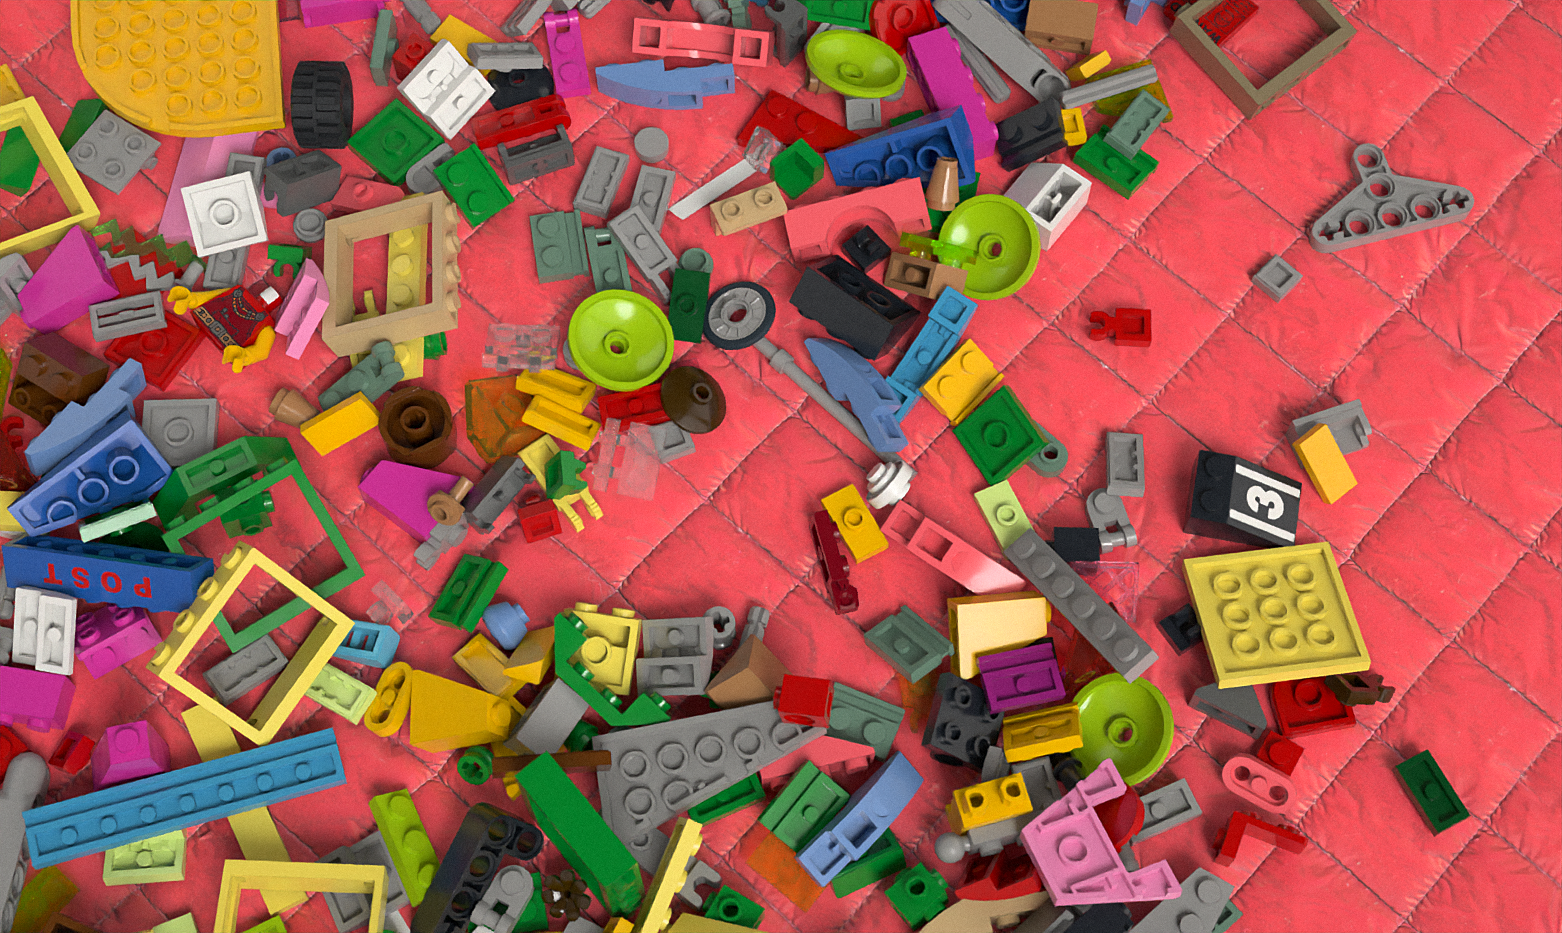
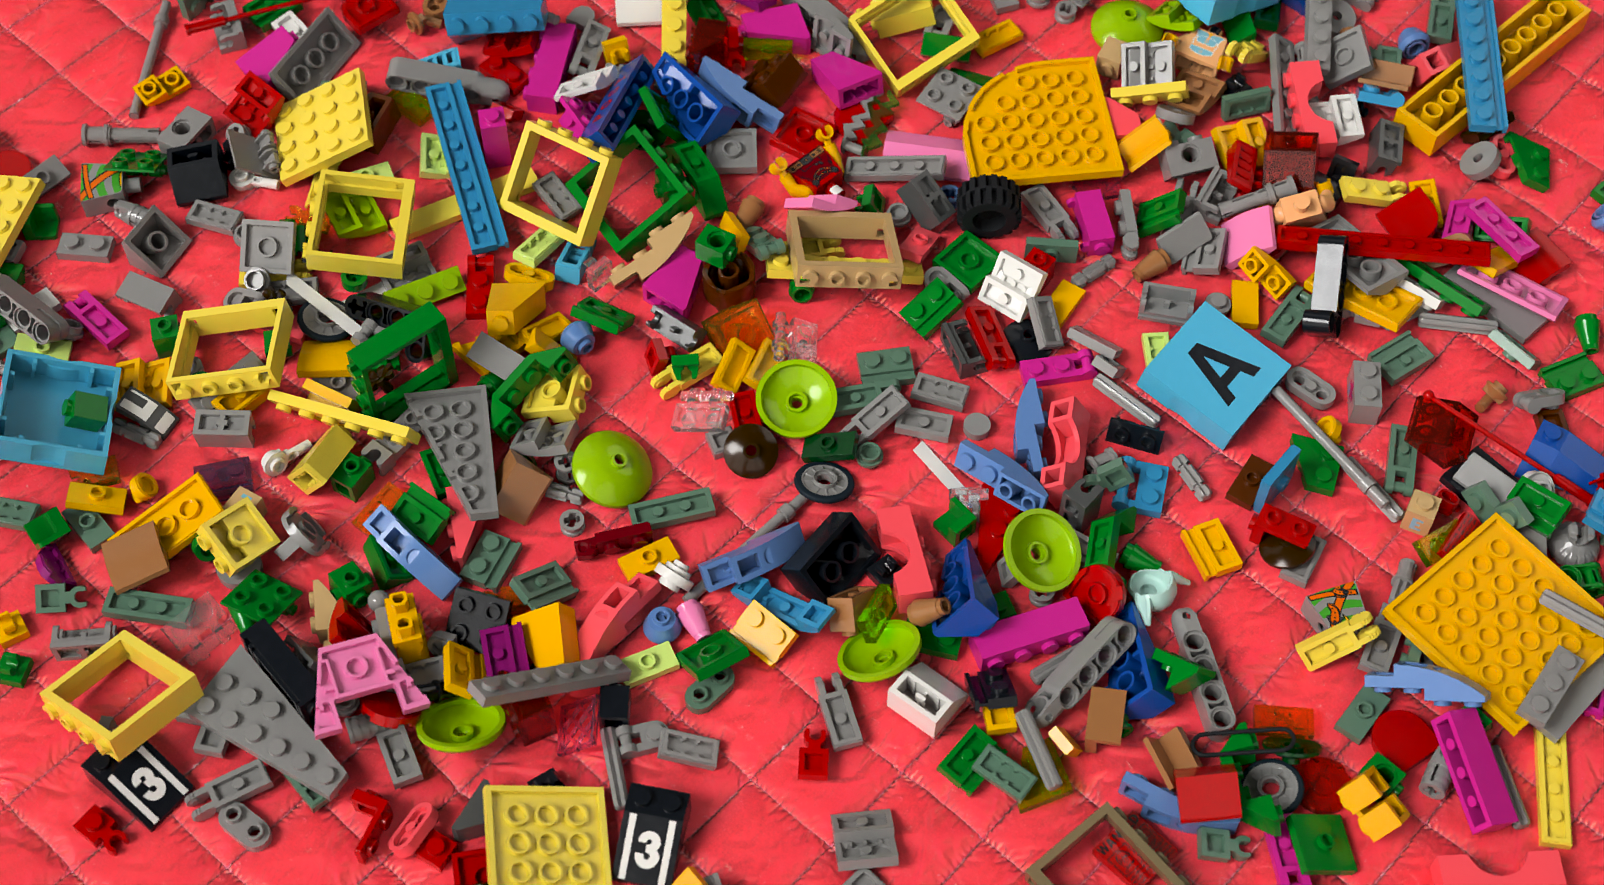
camera: 90 degrees right, 10 degrees down
(129, 321) = (810, 112): light grey tile -> none
(225, 214) = (893, 155): white slope -> none
(326, 45) = (1049, 212): none -> light grey hinge
(364, 510) = (662, 243): none -> tan slope
(384, 442) = (716, 246): none -> green brick
(400, 770) = (479, 285): none -> red plate
(441, 540) = (644, 297): light grey plate -> none
(447, 507) = (660, 291): medium nougat plate -> none
(469, 771) = (476, 325): green bush -> none
(568, 761) = (460, 359): reddish brown tile -> none
(723, 569) = (604, 479): none -> lime dish
(743, 101) = (1004, 474): none -> medium blue slope
(747, 209) = (911, 483): tan bracket -> none
(782, 496) = (673, 509): none -> sand green plate
(791, 627) = (579, 527): none -> light grey bush
(804, 700) = (486, 495): red brick -> none
(944, 463) = (694, 619): none -> bright pink cone
(950, 504) = (662, 625): none -> medium blue cone
(1062, 301) = (838, 714): none -> light grey hinge
(1157, 549) = (614, 767): none -> light grey axle
(1223, 275) = (864, 840): none -> light grey slope

